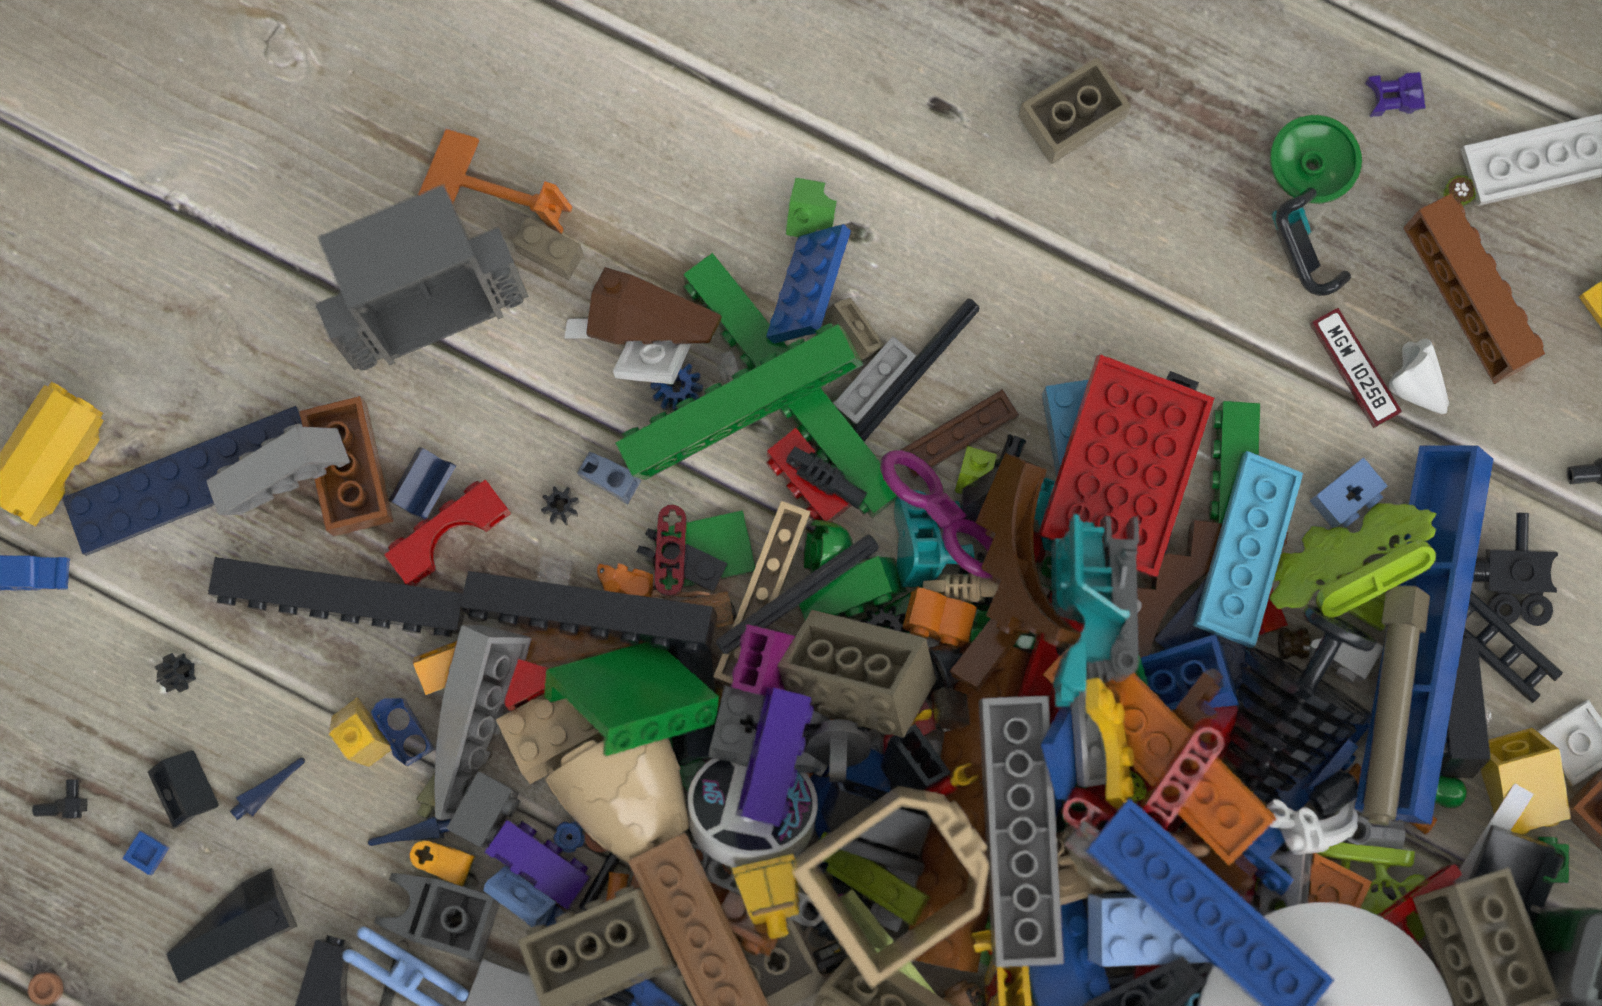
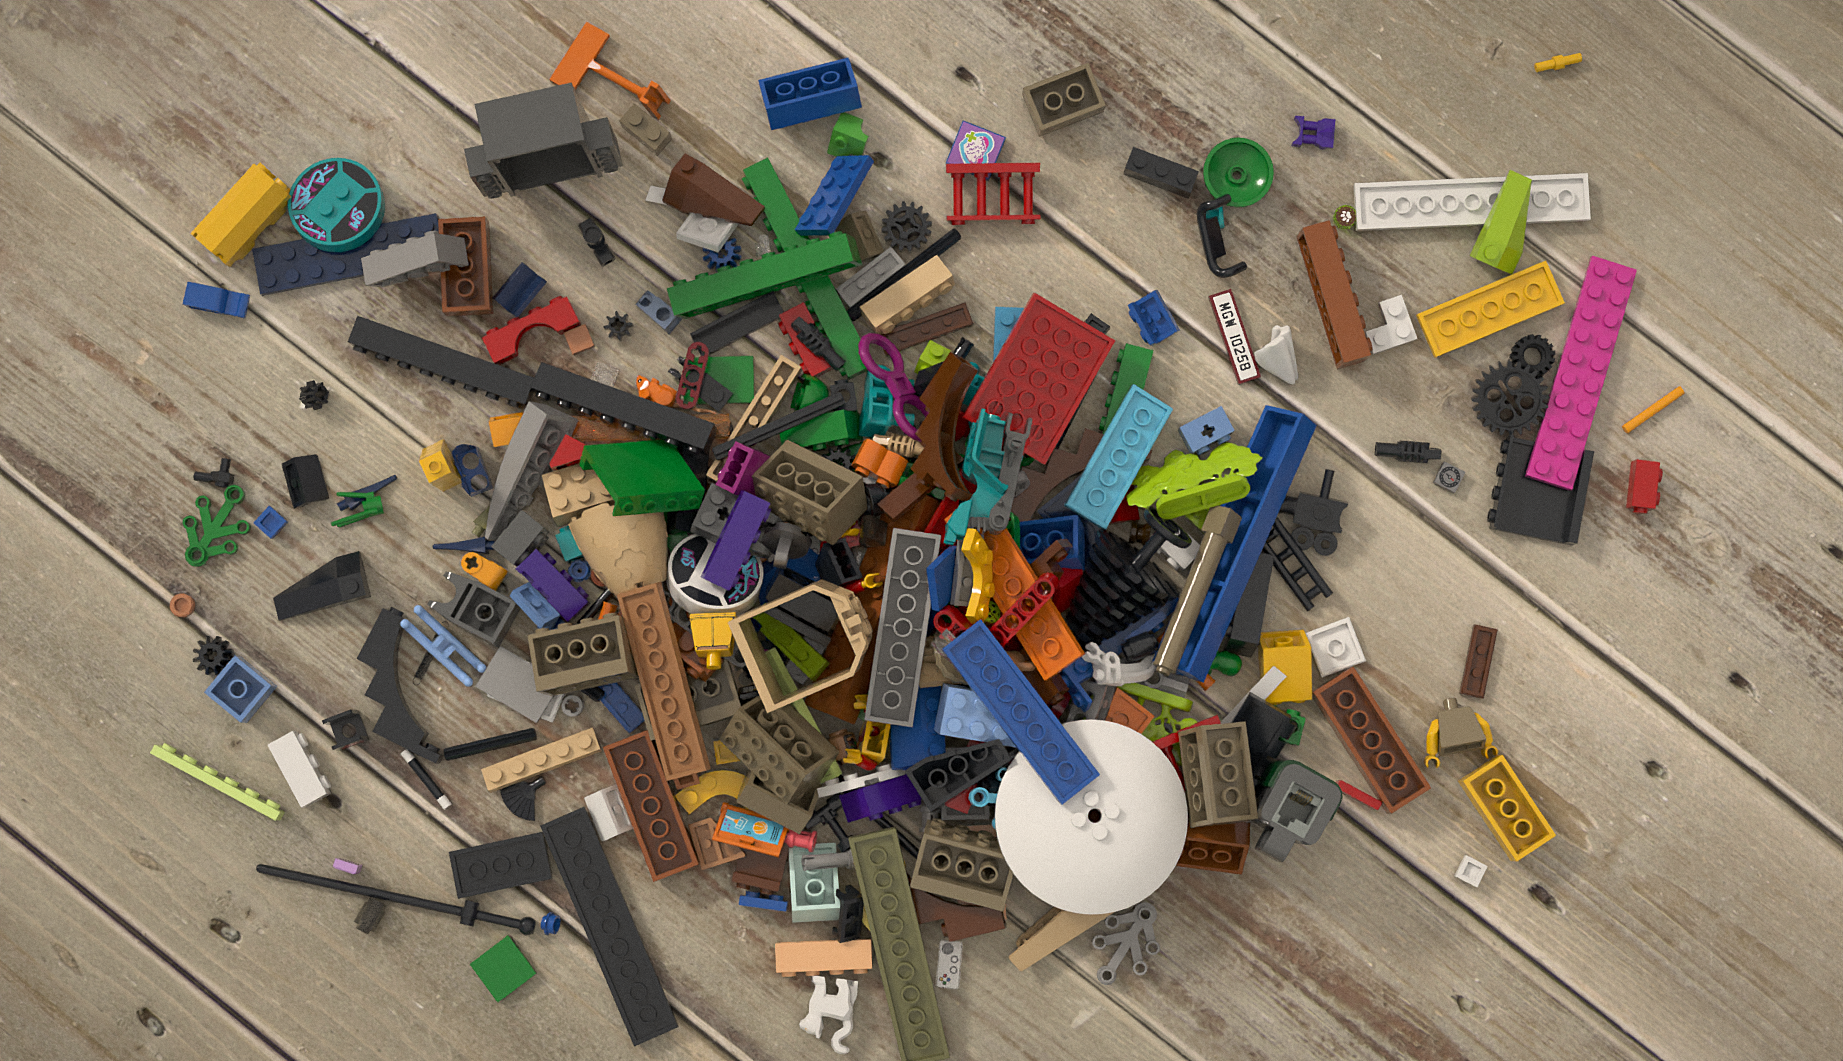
camera: 10 degrees right, 5 degrees up
(70, 877) = (213, 528): none -> green plant
(163, 419) = (336, 204): none -> brick
(277, 807) = (371, 507): none -> green plant
(510, 400) = (595, 240): none -> black bar
(512, 533) = (579, 339): none -> nougat tile
(548, 805) = (568, 545): none -> teal brick
(716, 472) = (738, 323): none -> black panel
(751, 162) = (810, 93): none -> blue brick
(869, 526) = (844, 385): none -> black brick
(896, 308) = (896, 224): none -> black gear
(928, 394) = (907, 296): none -> tan brick
(974, 196) = (975, 146): none -> tile
(1019, 215) = (981, 173): none -> red fence
(1216, 178) = (1160, 172): none -> black brick
(1248, 363) = (1153, 318): none -> blue bracket
(1558, 312) = (1397, 328): none -> white plate

